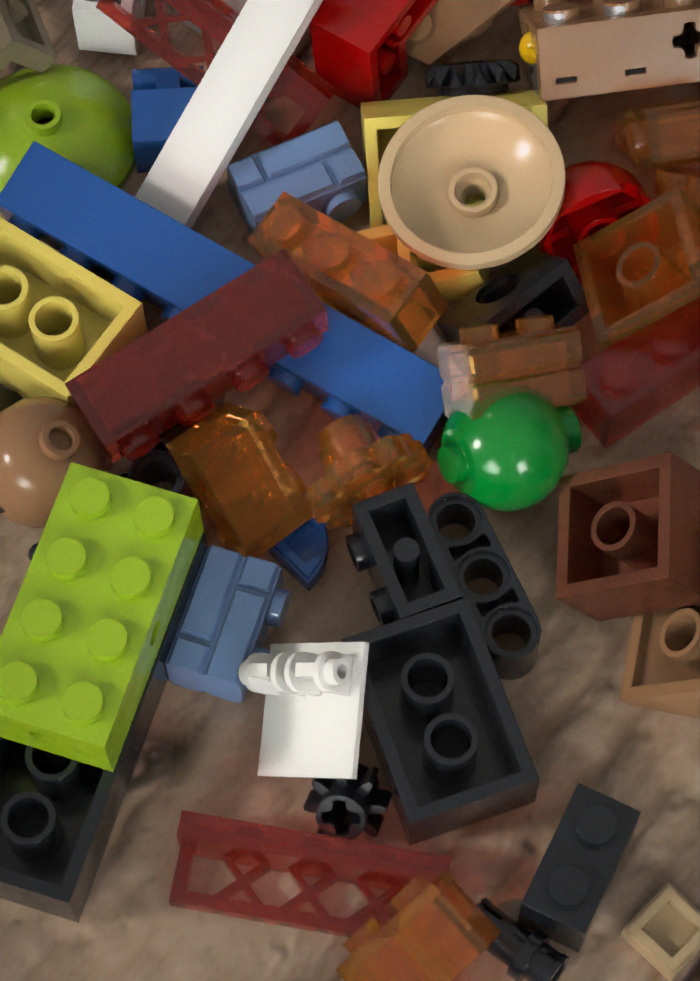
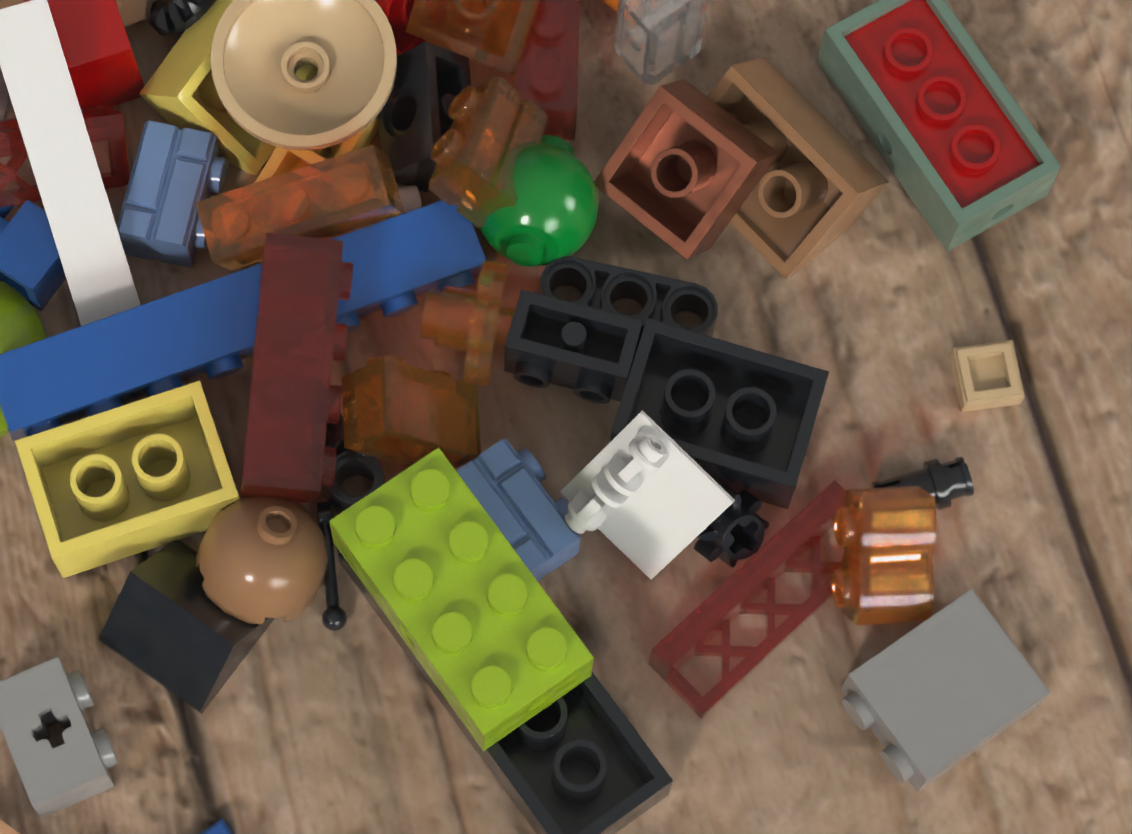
camera: 60 degrees left, 5 degrees up
(304, 552) = (496, 417): blue tile -> none
(578, 867) = (901, 399): black brick -> none

